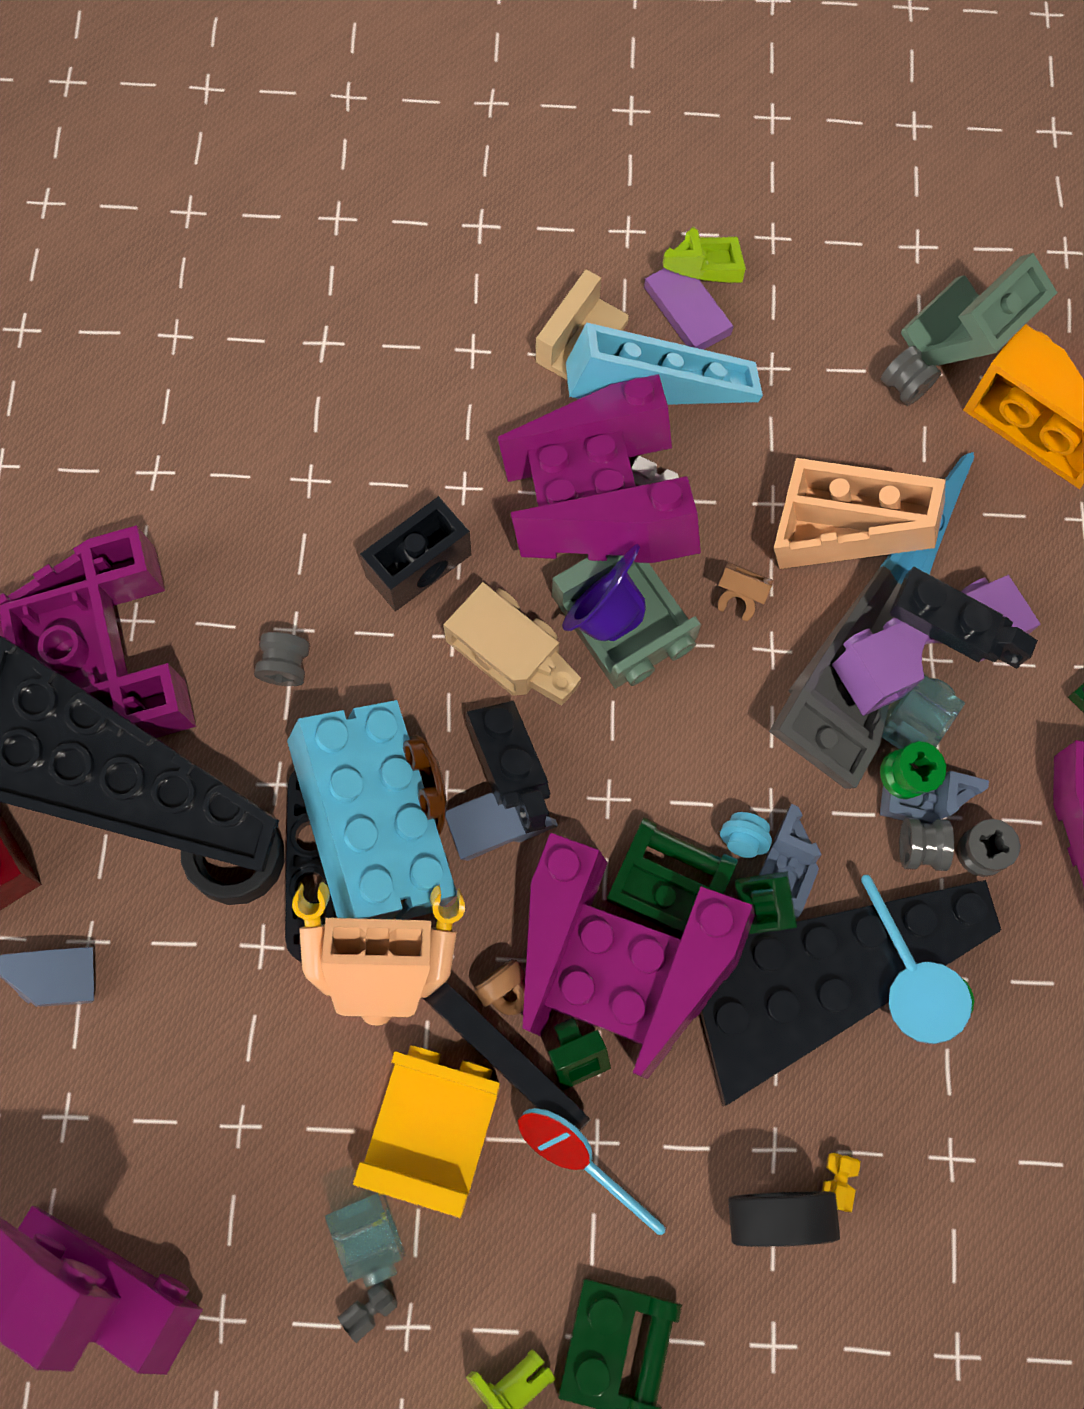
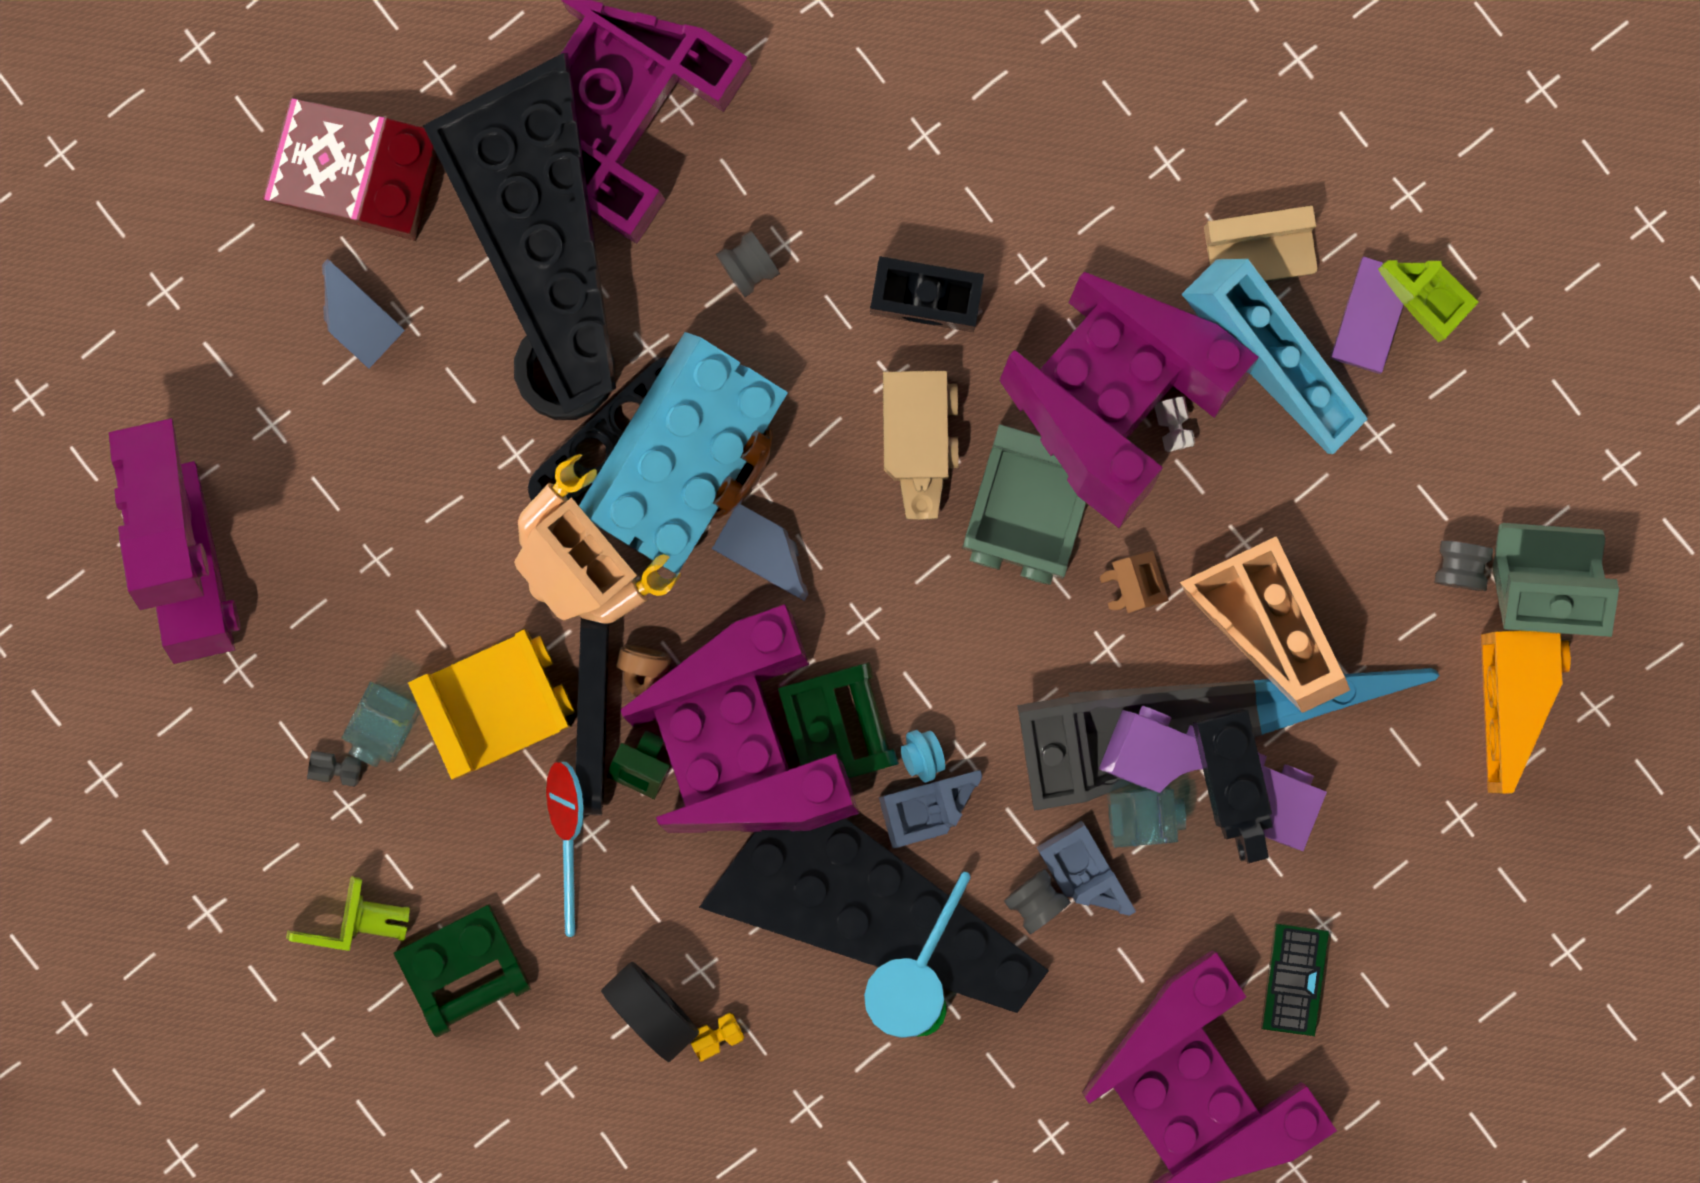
camera: 50 degrees right, 15 degrees up
(510, 762) = (821, 520): black hinge -> none
(609, 605) = (1013, 487): dark purple piece -> none
(770, 900) = (881, 814): dark green tile -> none
(905, 781) = (1077, 835): green wheel -> none
(979, 856) = (1067, 946): dark grey wheel -> none

